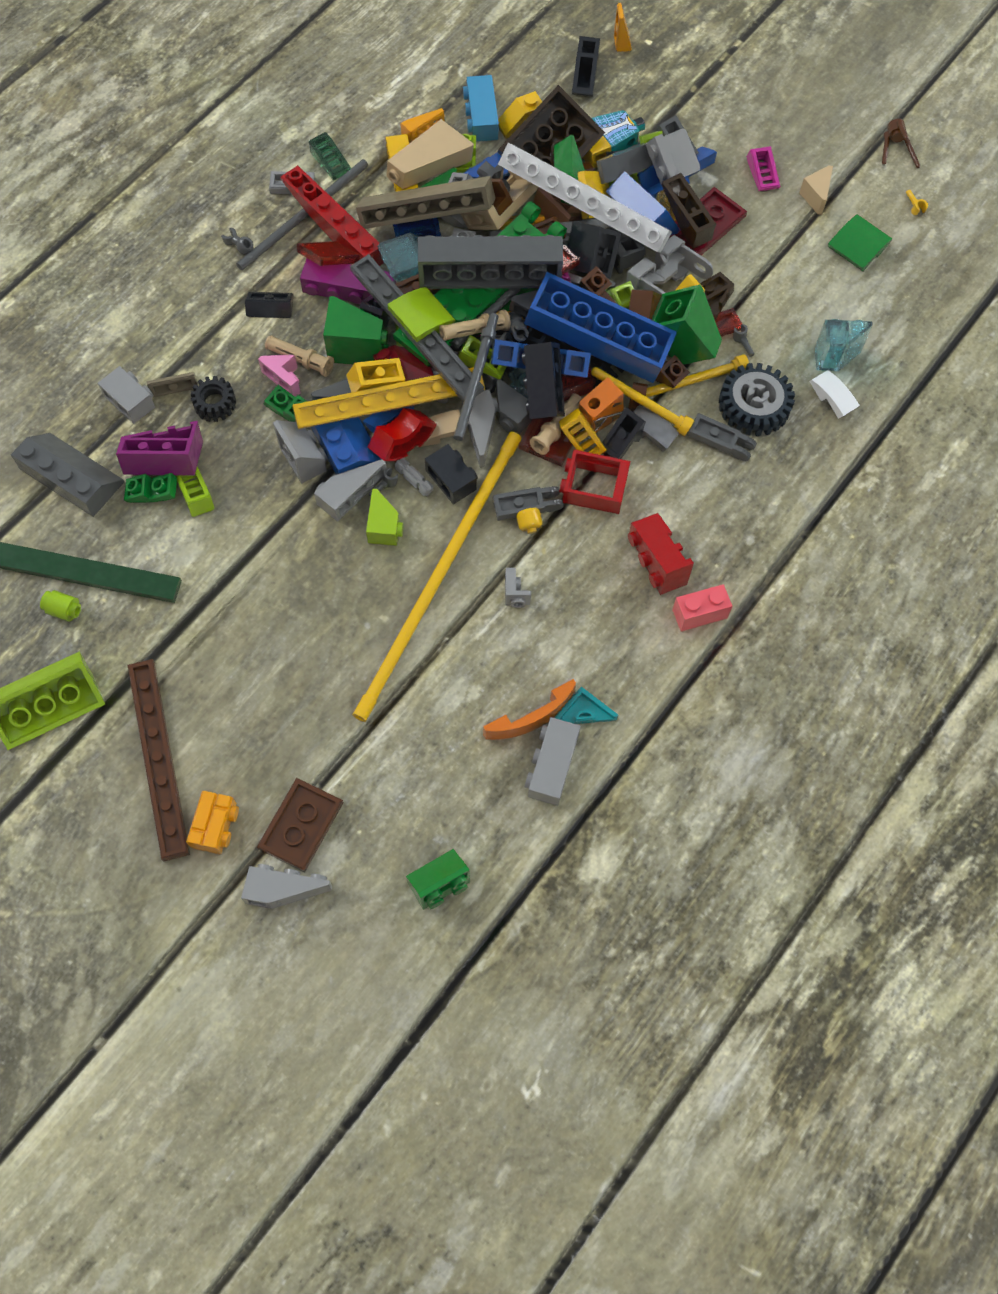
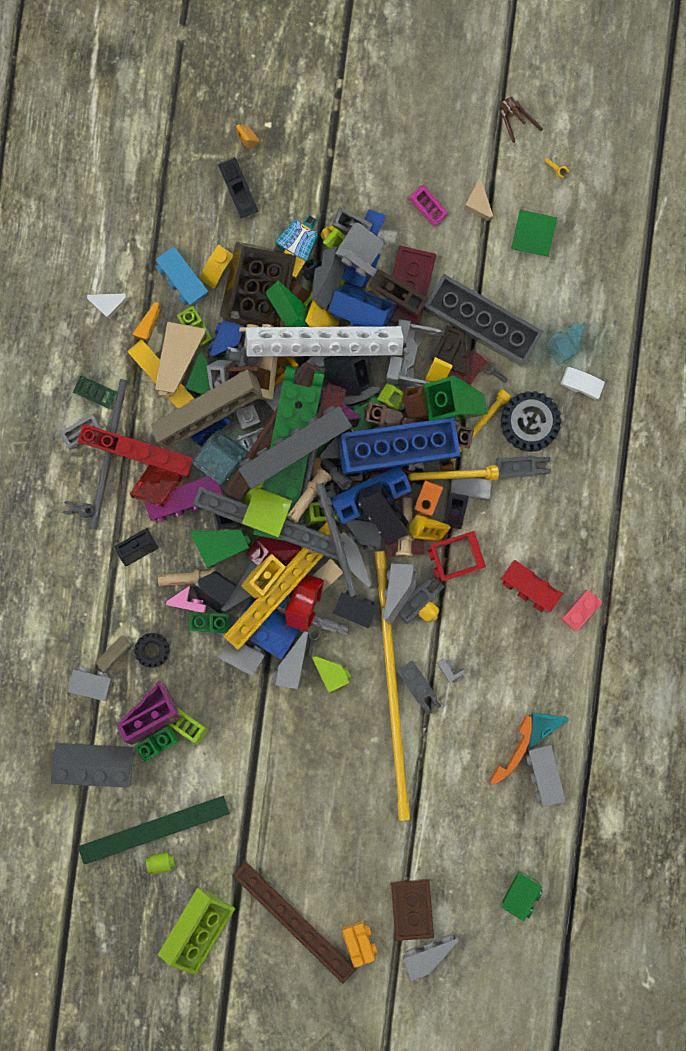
camera: 30 degrees left, 20 degrees up
(316, 371) = (214, 590): none -> black slope
(398, 94) = (108, 303): none -> white slope
(469, 587) = (417, 685): none -> dark grey hinge
(512, 475) = (400, 587): none -> light grey slope
(762, 283) = (483, 320): none -> dark grey brick

